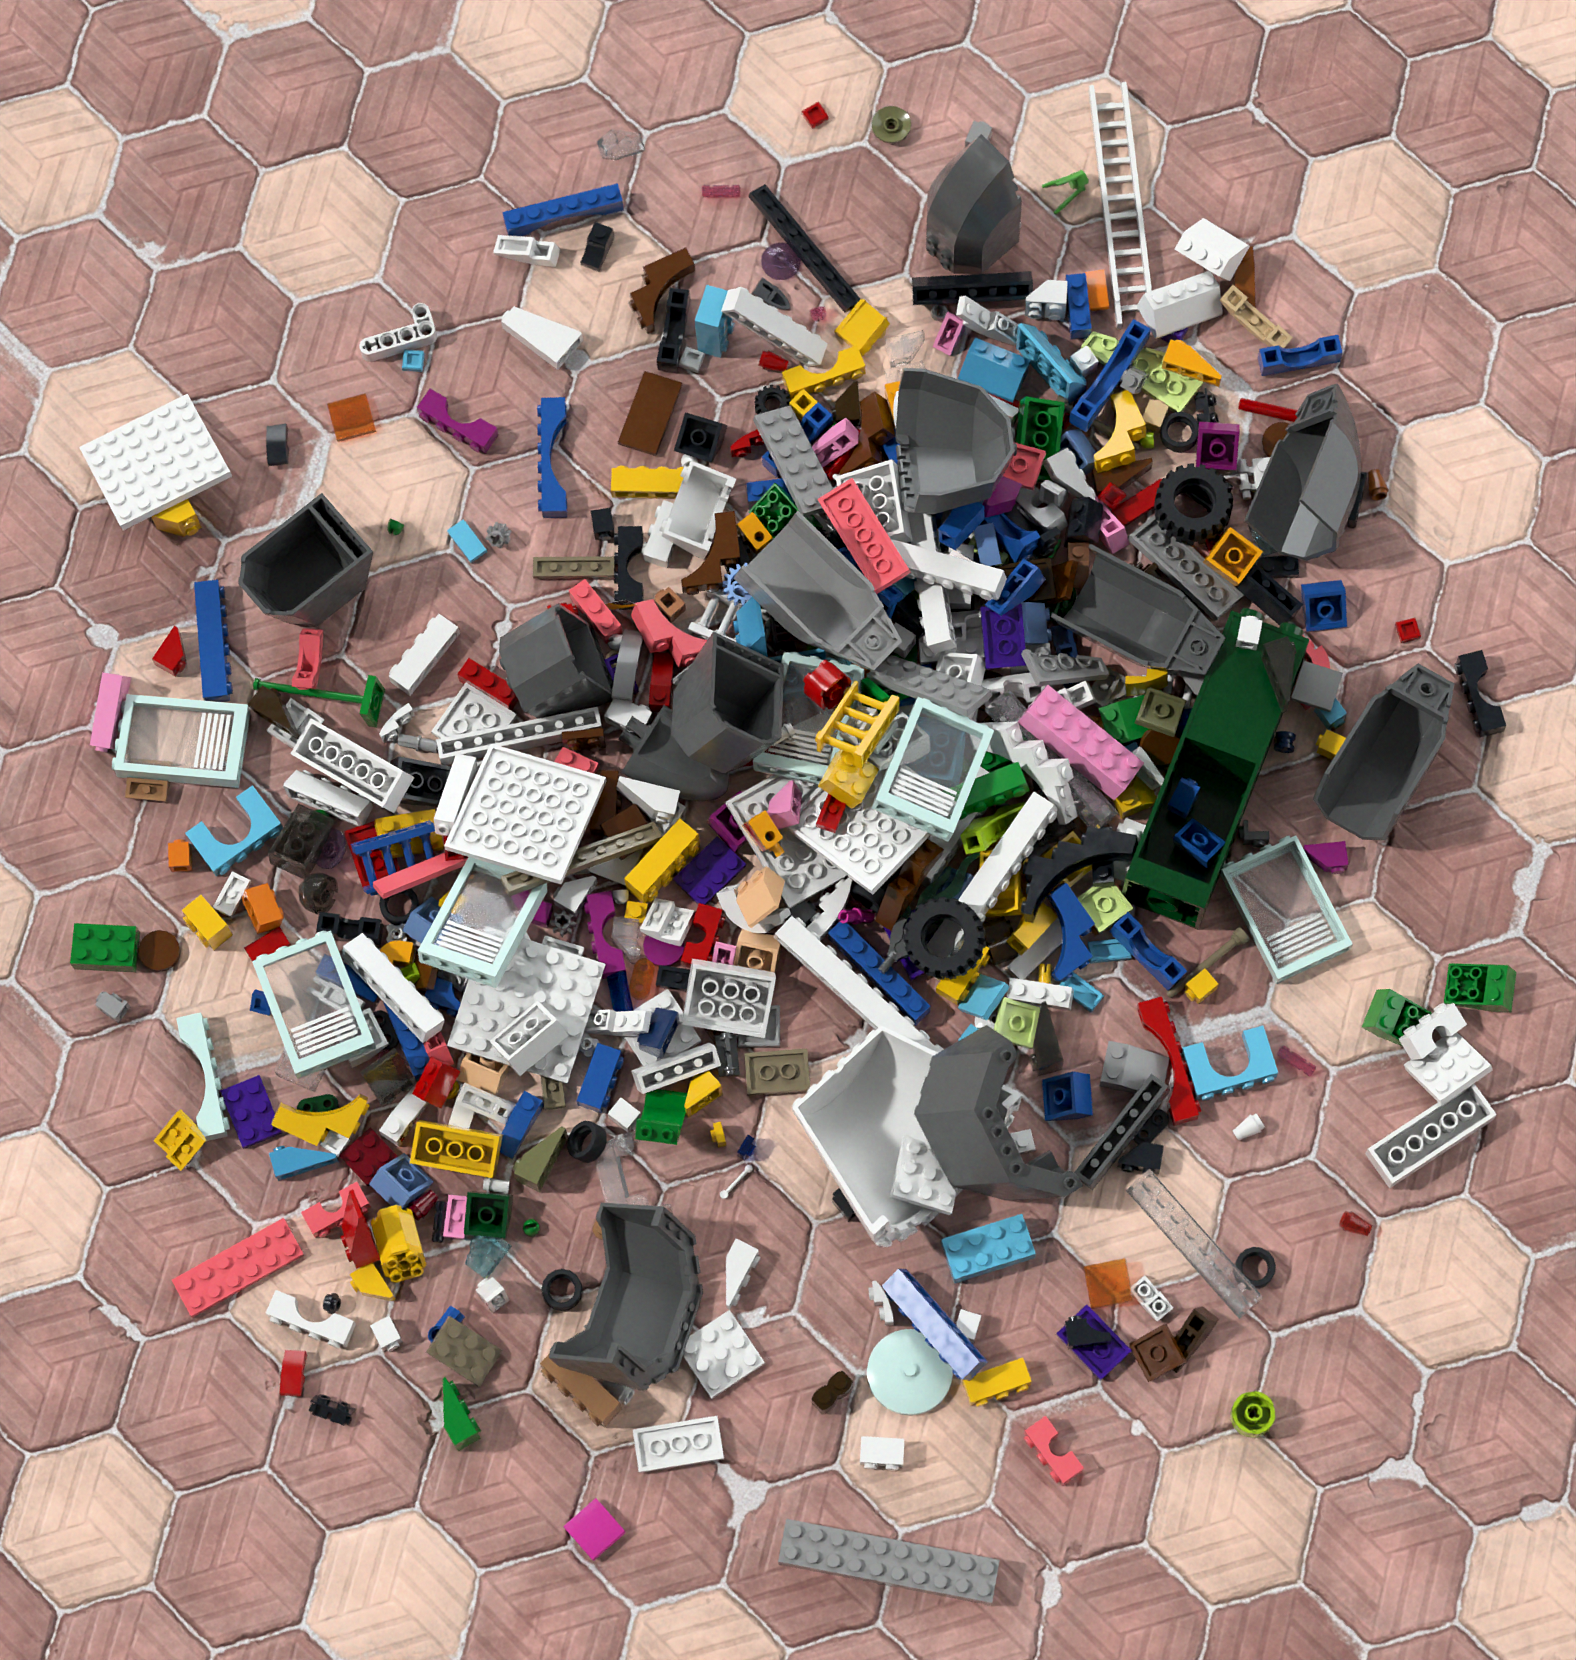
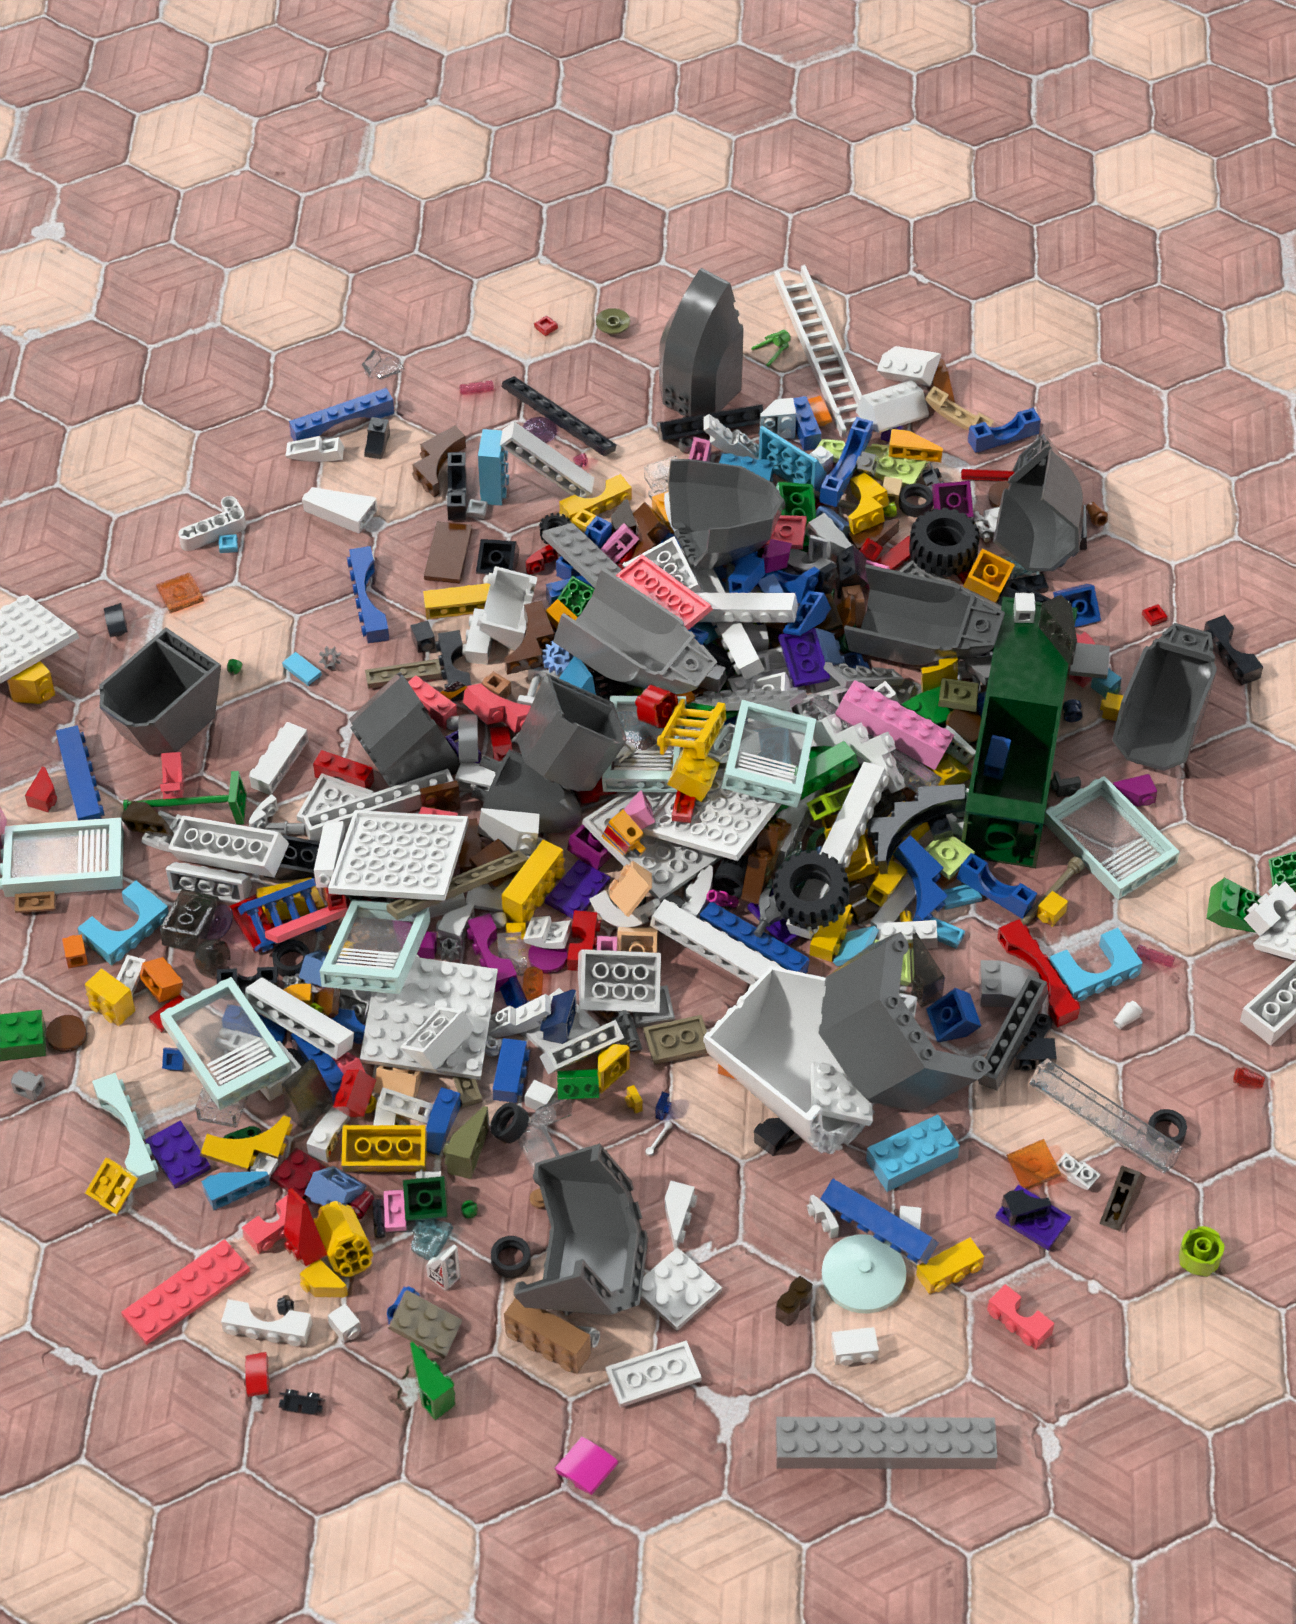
camera: 15 degrees left, 20 degrees down
(477, 434) = (295, 587): magenta arch -> none
(672, 978) = (562, 978): black hinge -> none
(772, 361) = (548, 499): red cone -> none
(862, 327) = (622, 460): yellow slope -> none
(1157, 1352) = (1096, 1214): reddish brown plate -> none
(1199, 843) = (1018, 790): blue slope -> none

